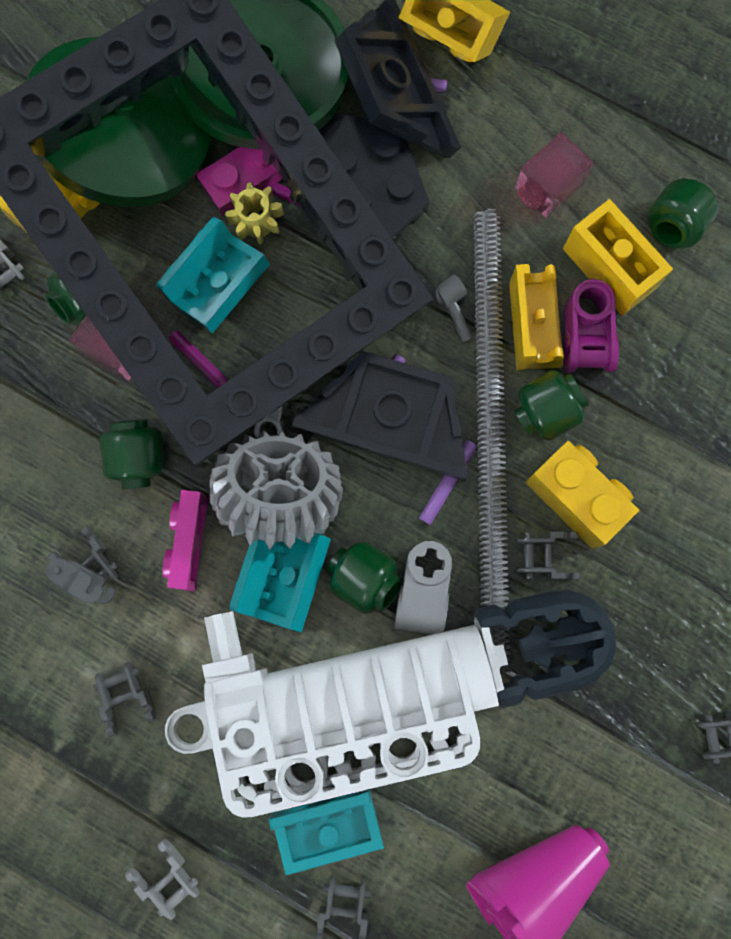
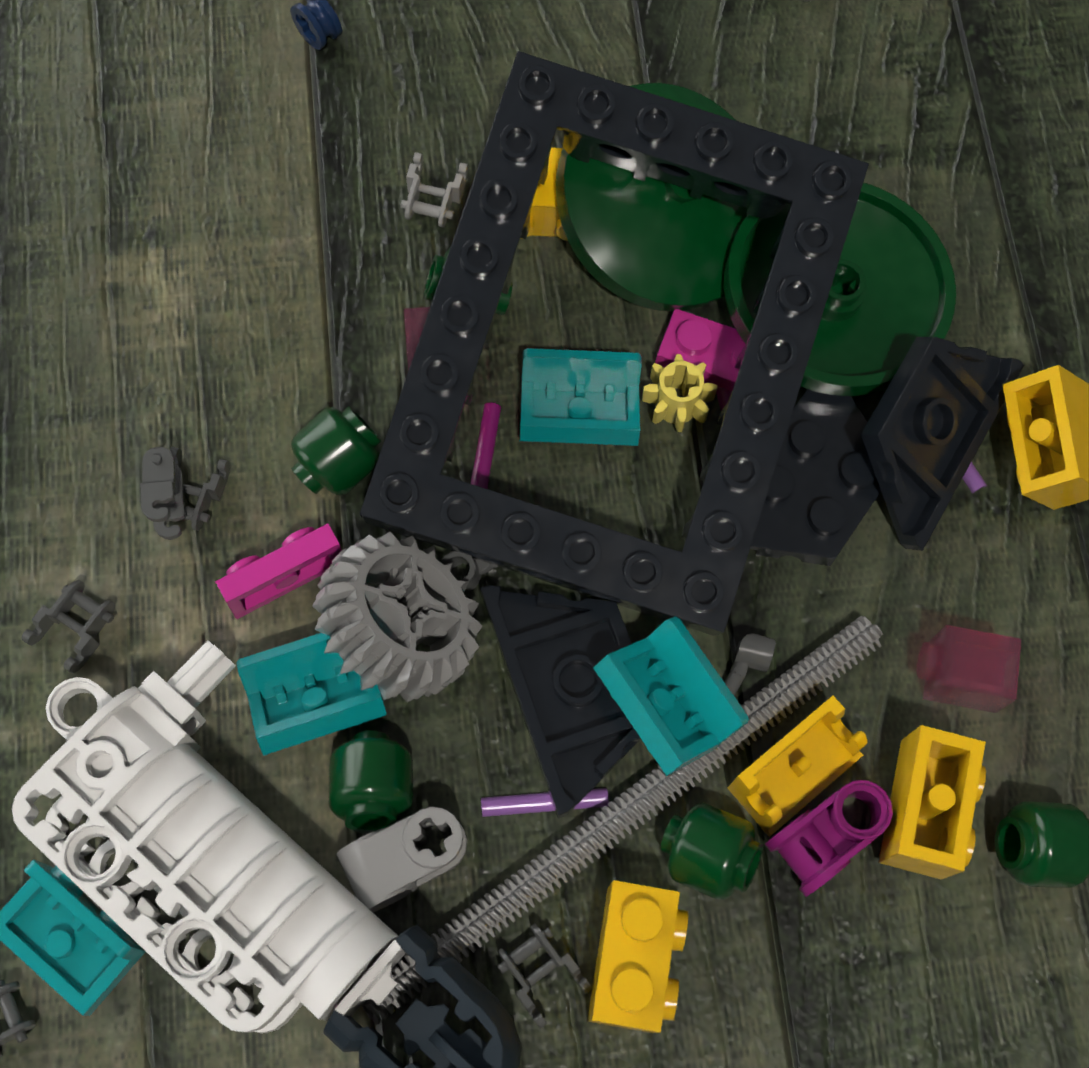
camera: 45 degrees right, 10 degrees down
(448, 358) = (672, 696): none -> teal bracket

